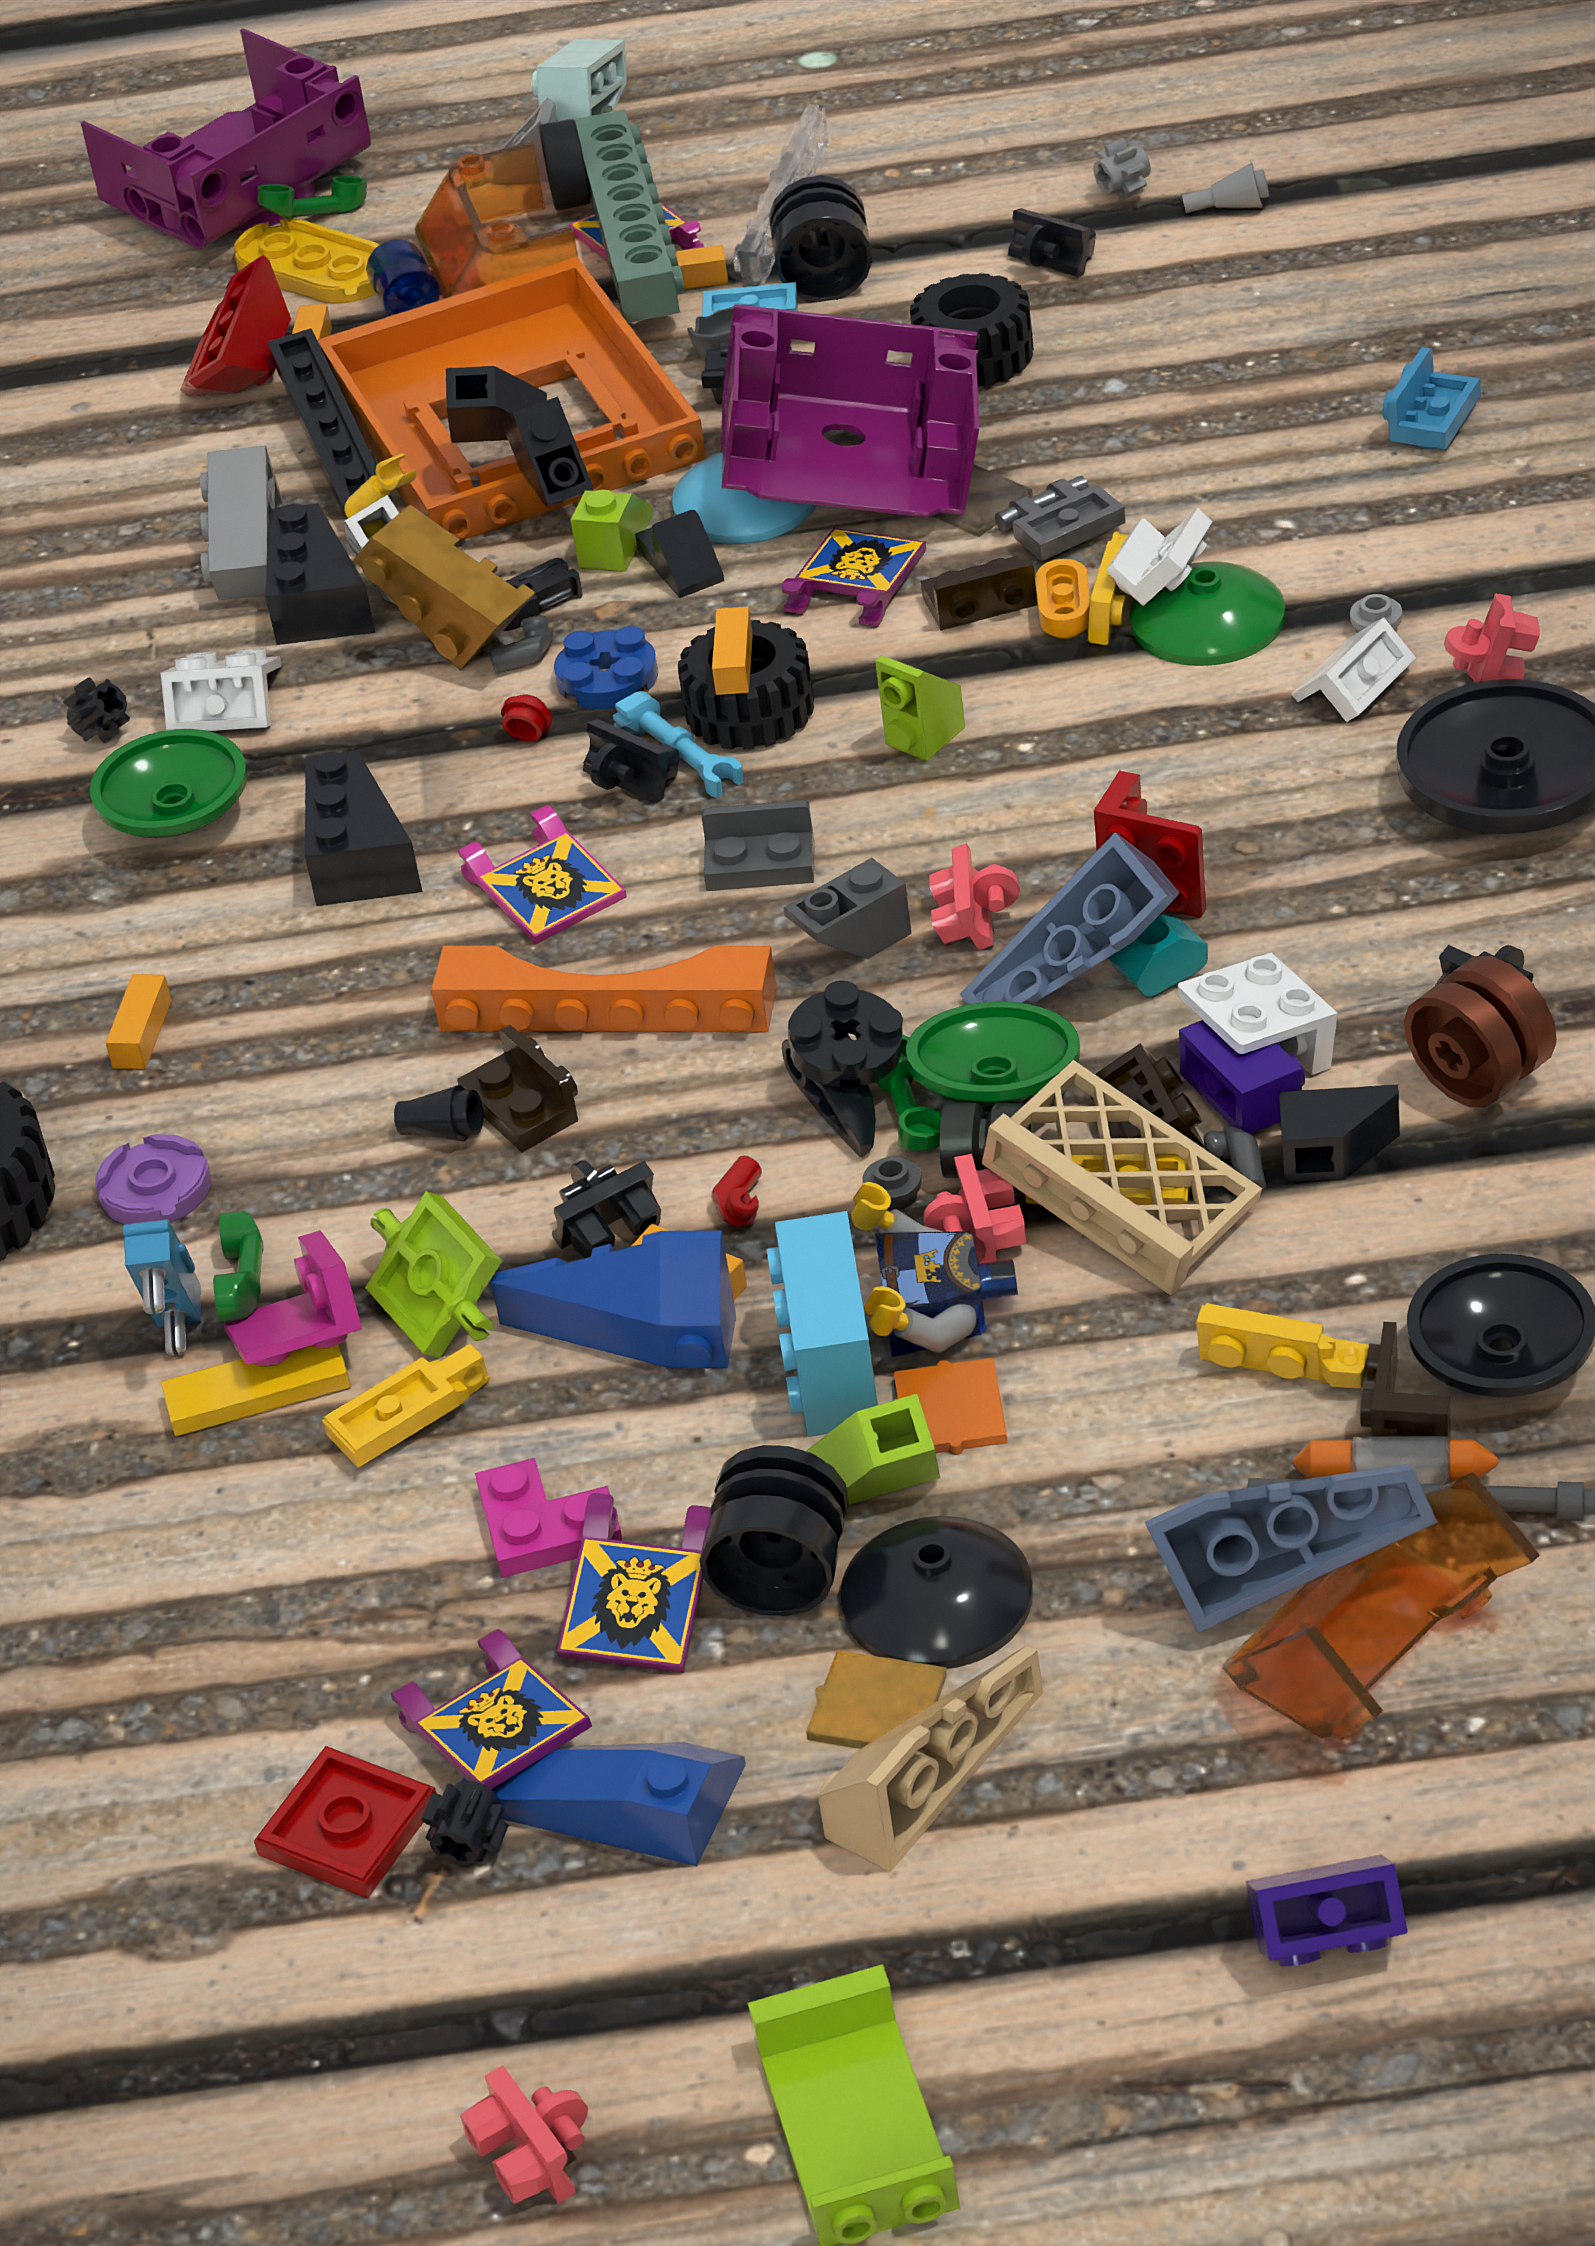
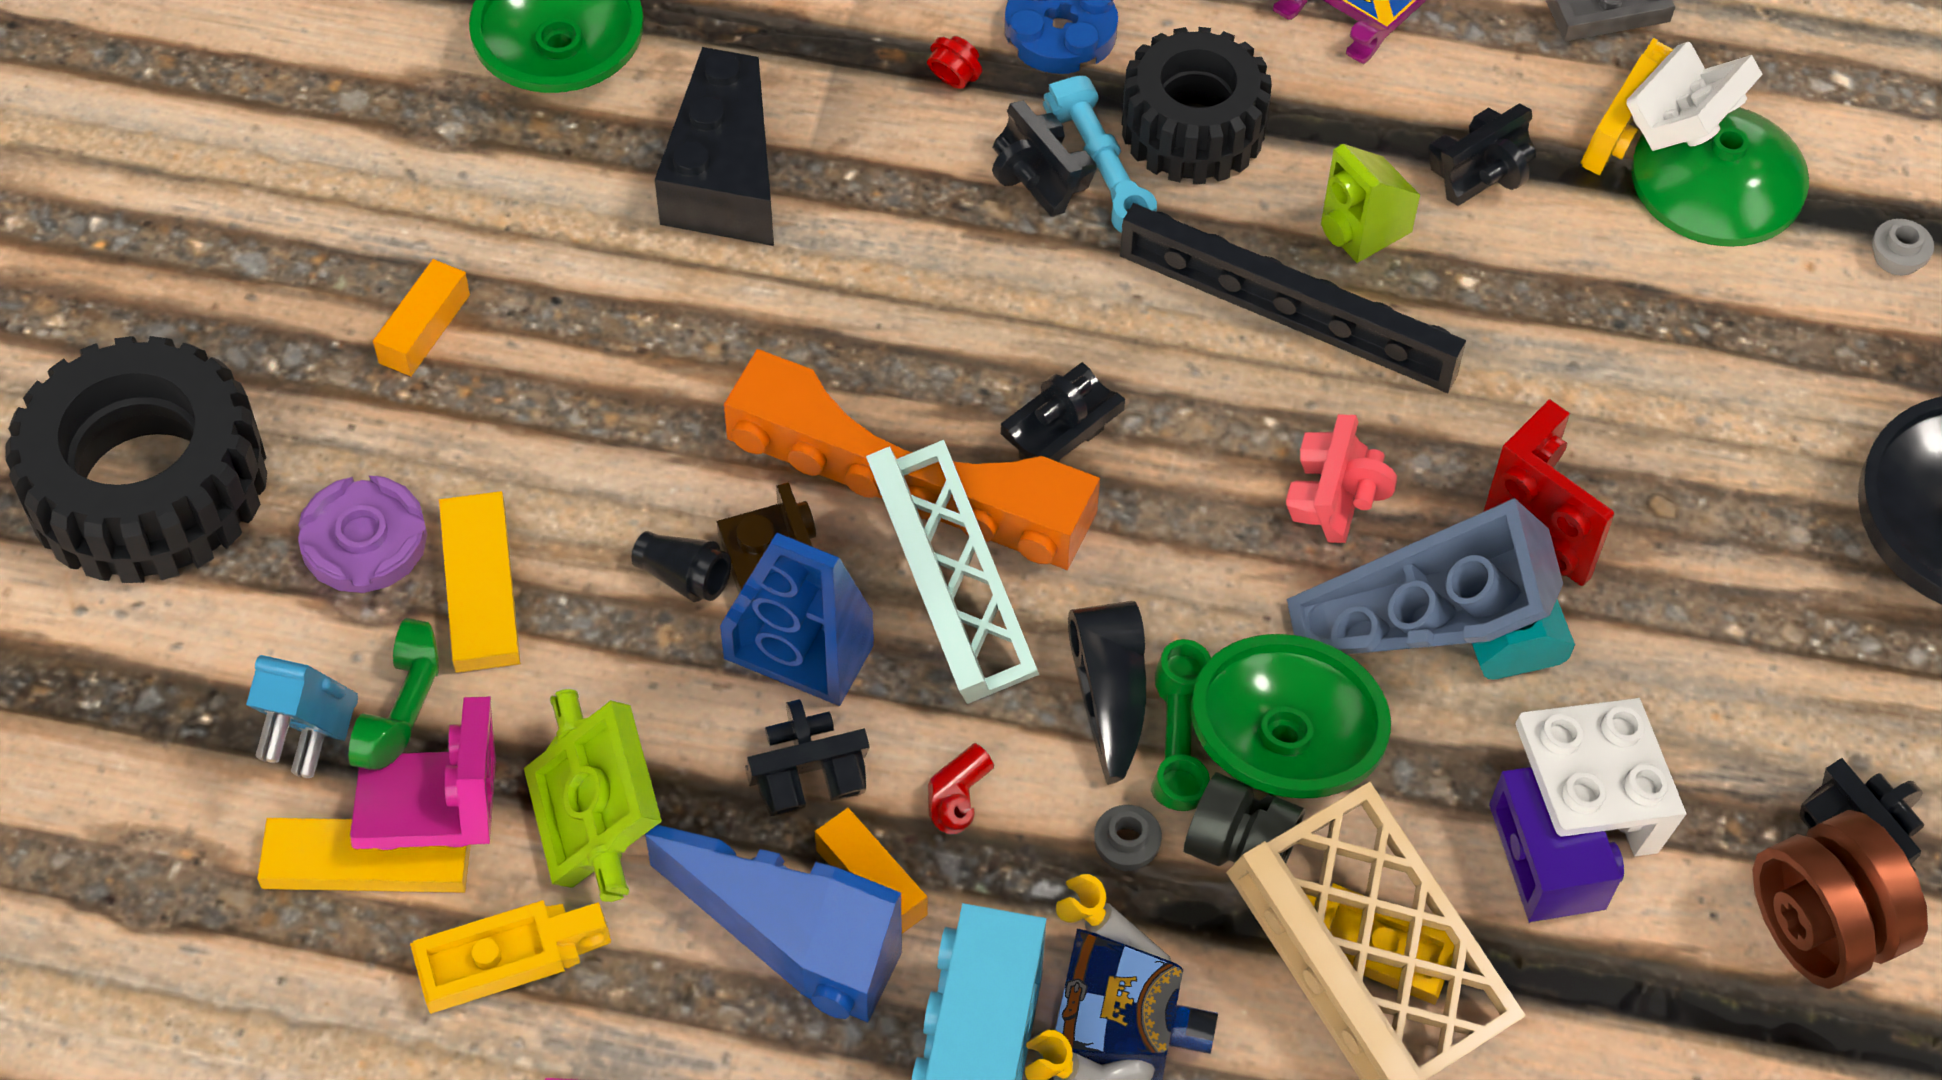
camera: 10 degrees right, 15 degrees up
(270, 1180) = (479, 582): none -> yellow tile
(547, 884) = (905, 287): flag -> none
(558, 1093) = (800, 621): none -> blue wedge
(663, 1052) = (930, 579): none -> light aqua fence
(723, 917) = (1062, 415): none -> black hips
(732, 650) = (1188, 74): light orange piece -> none
(758, 845) = (1138, 322): dark grey bracket -> none
(850, 1011) = (1143, 602): black plate -> none
(855, 911) = (1205, 457): dark grey slope -> none
(887, 790) = (1292, 297): none -> black plate
(970, 1213) = (1209, 954): coral hips -> none
(980, 592) = (1485, 60): dark brown bracket -> none
(1004, 652) = (1491, 153): none -> black hips
(1063, 598) = (1571, 102): light orange plate -> none
(1154, 1088) = (1443, 826): dark brown bracket -> none
(1239, 1150) = (1520, 945): dark grey arm -> none
(1335, 1130) = (1631, 959): black slope -> none
(1359, 669) = (1858, 314): white panel -> none

